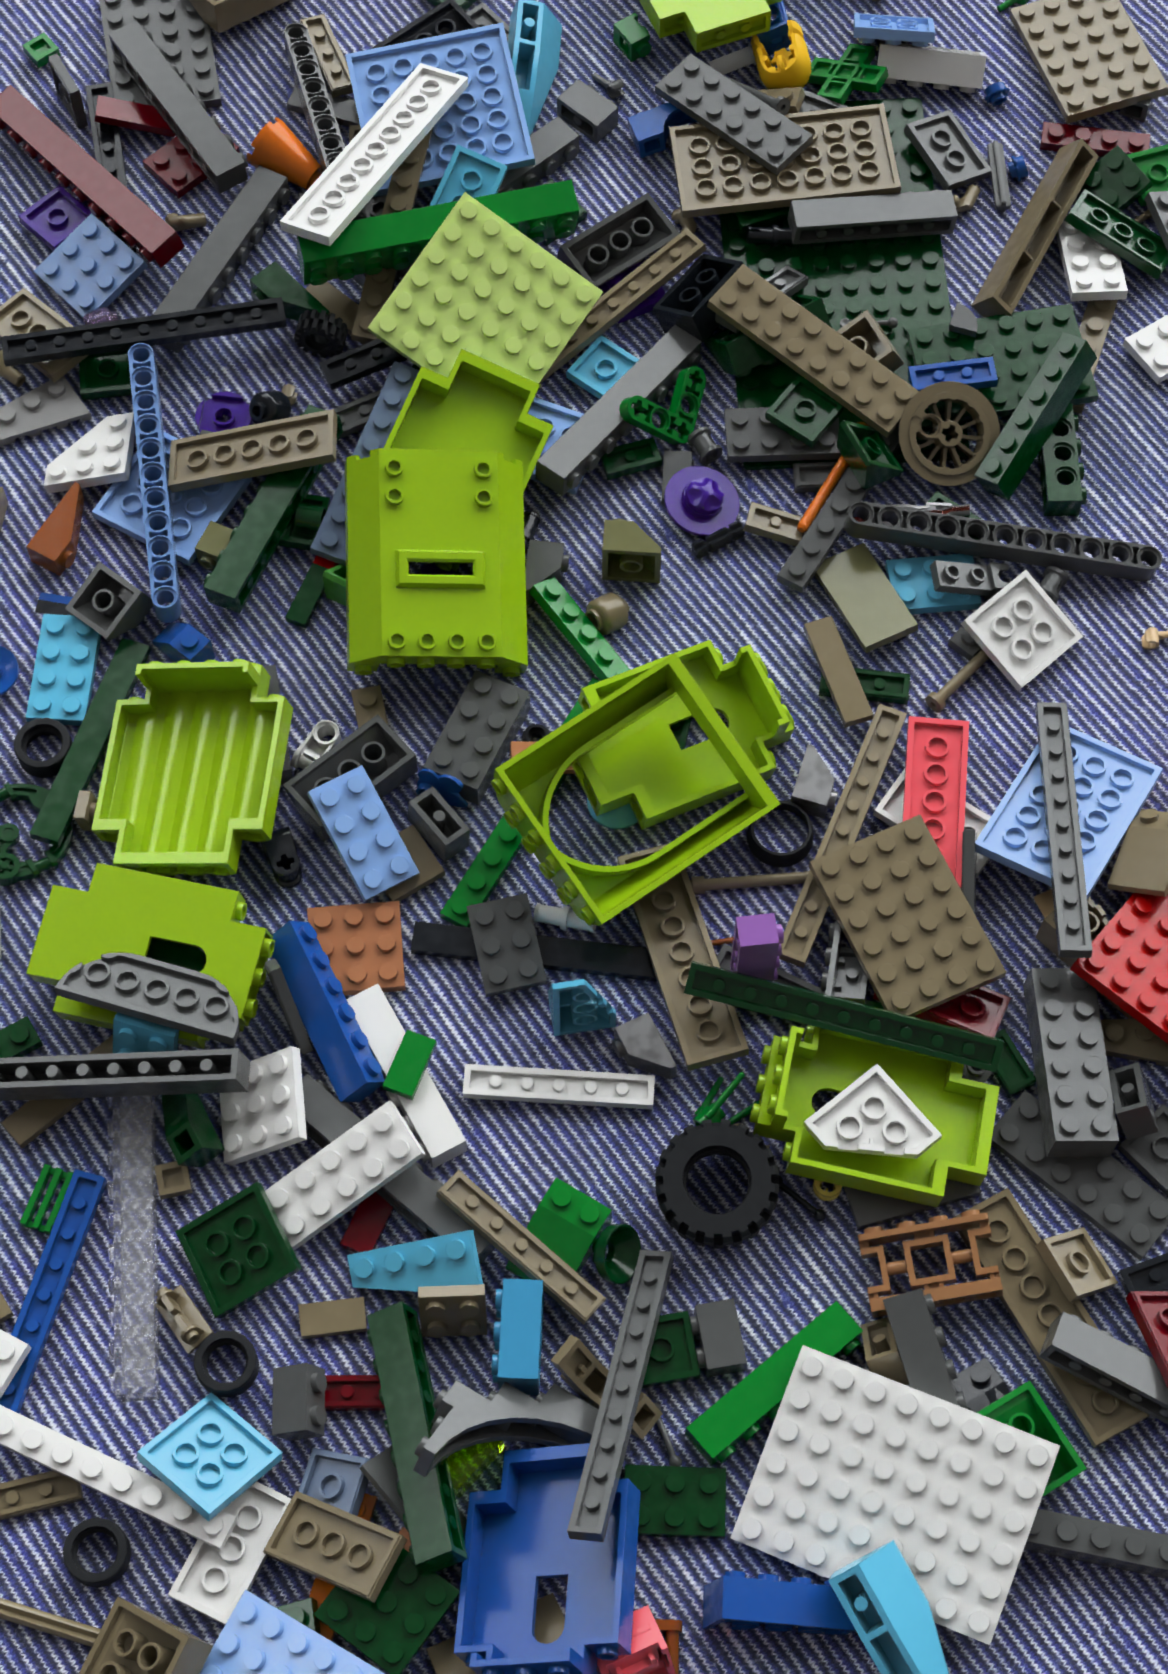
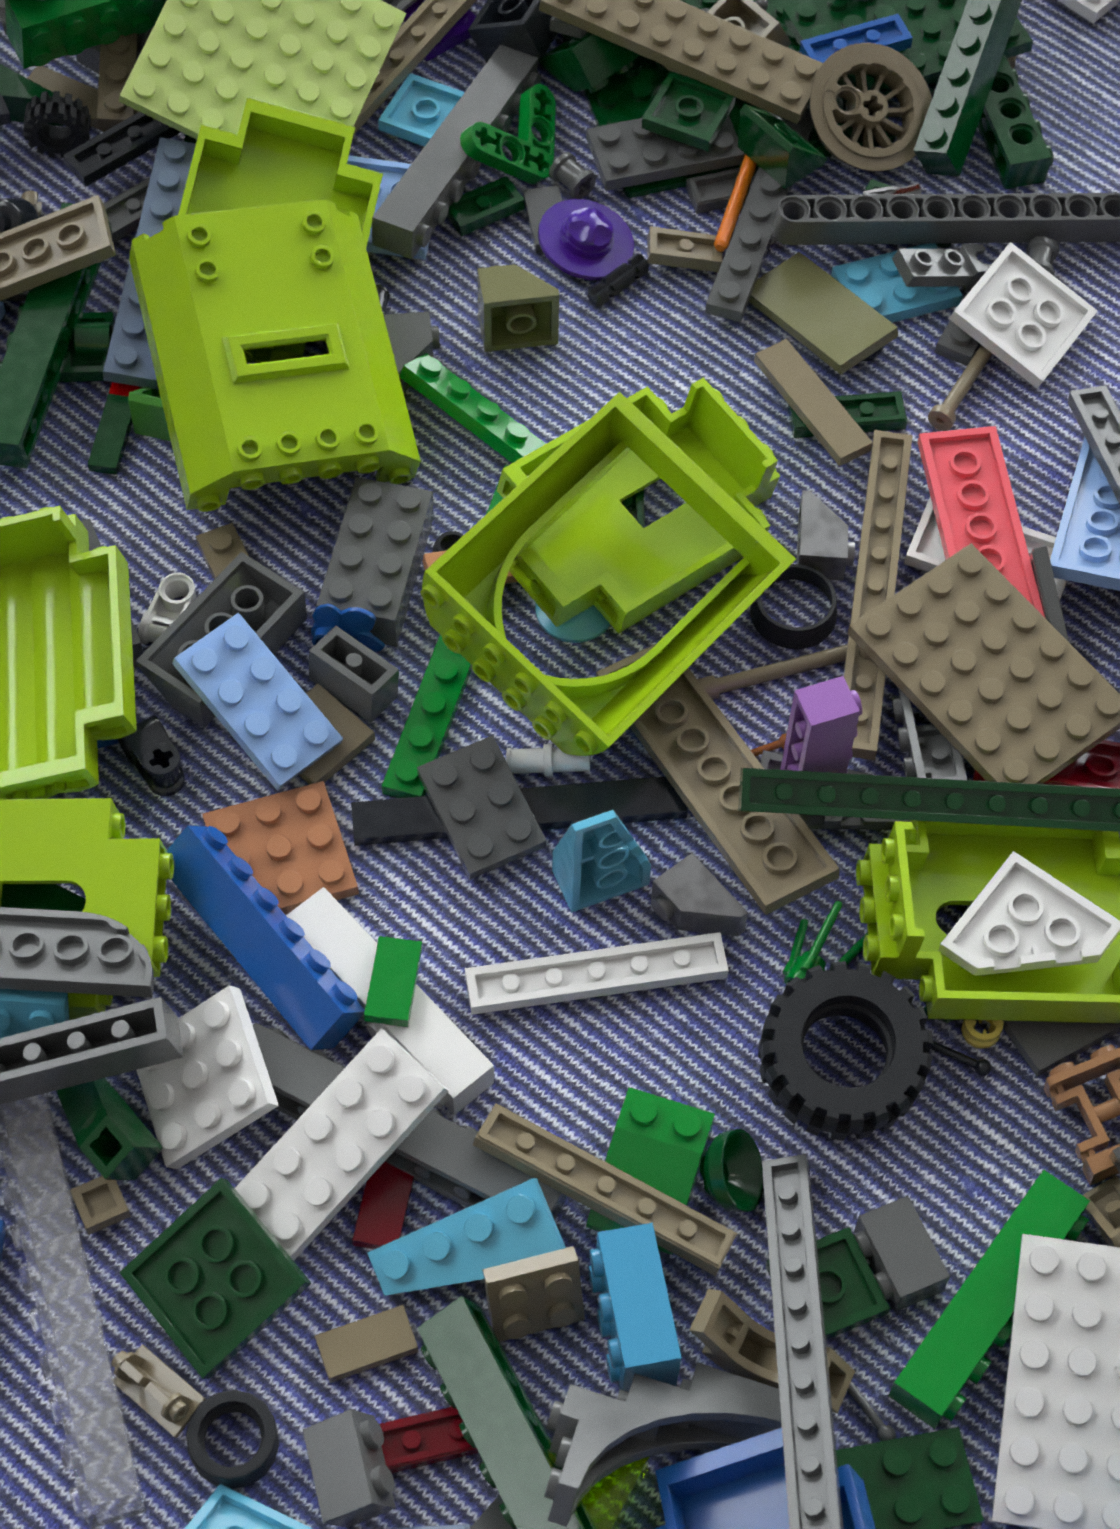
camera: 15 degrees left, 5 degrees down
(288, 1006) = (209, 936): dark grey tile -> none
(608, 613) = (505, 384): dark tan head -> none

